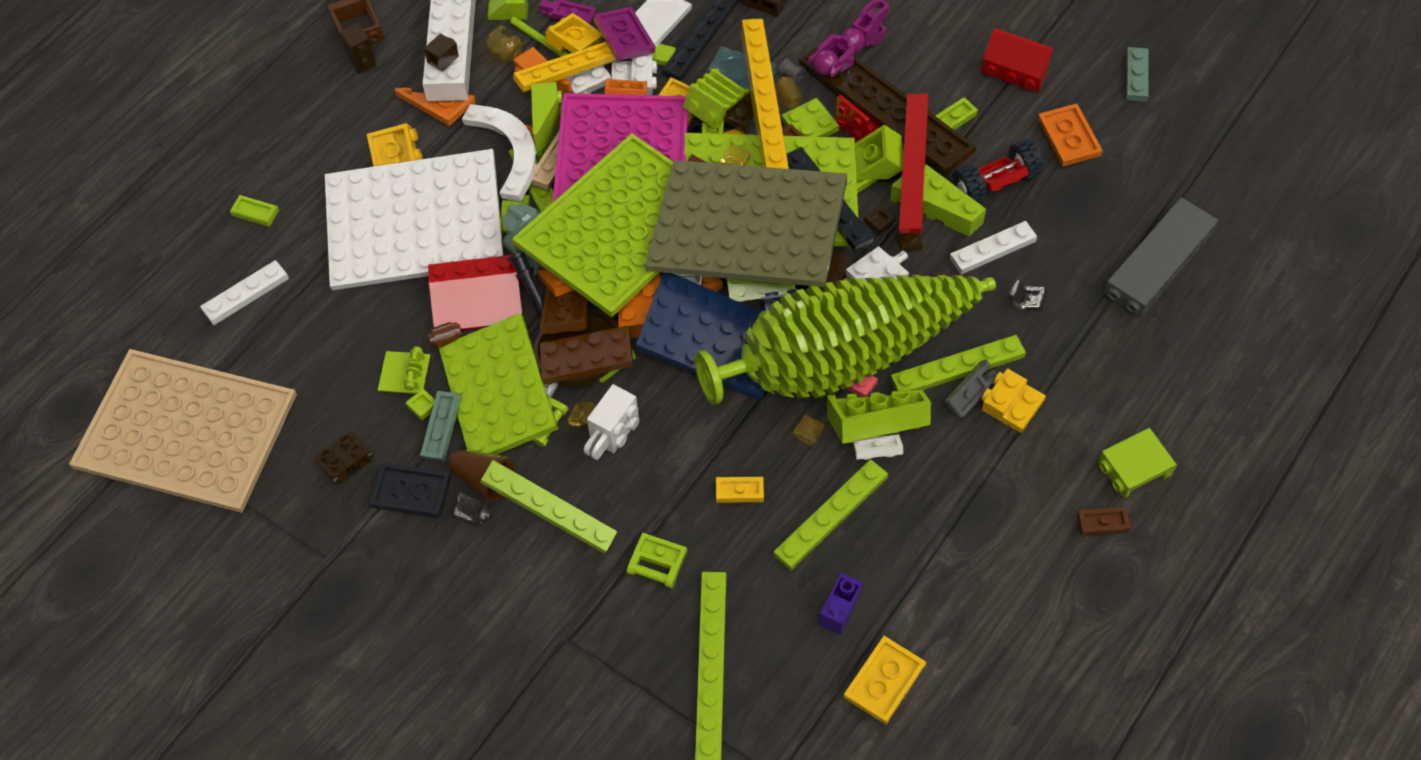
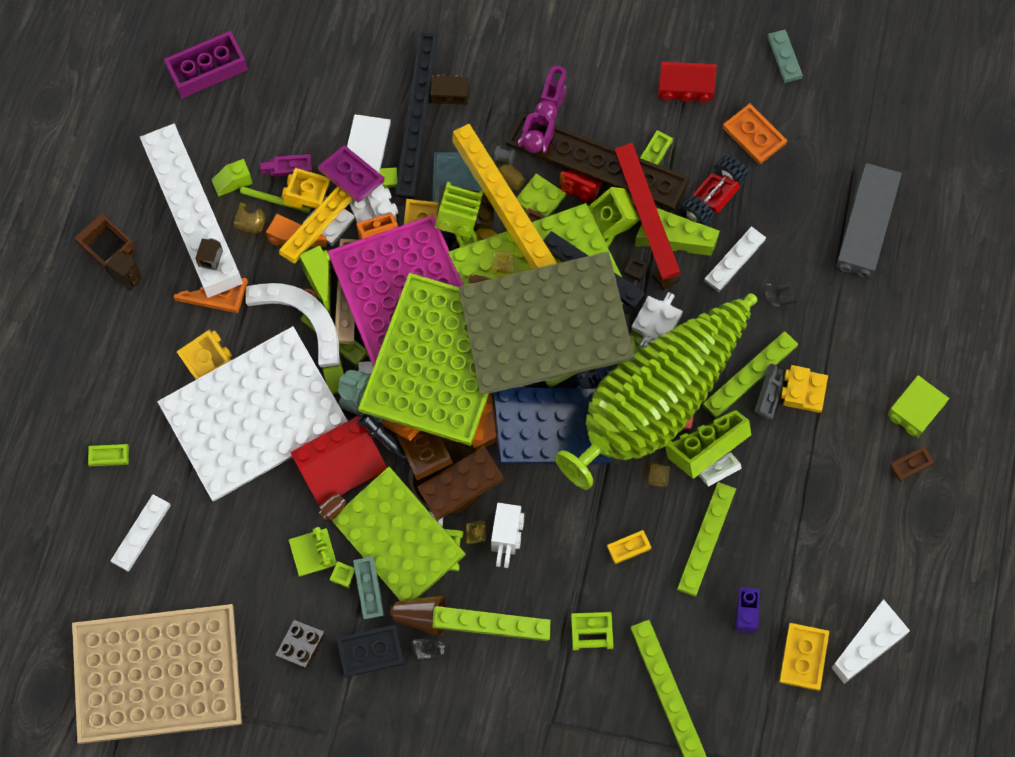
camera: 25 degrees left, 10 degrees up
(970, 693) = (873, 640): none -> white wedge

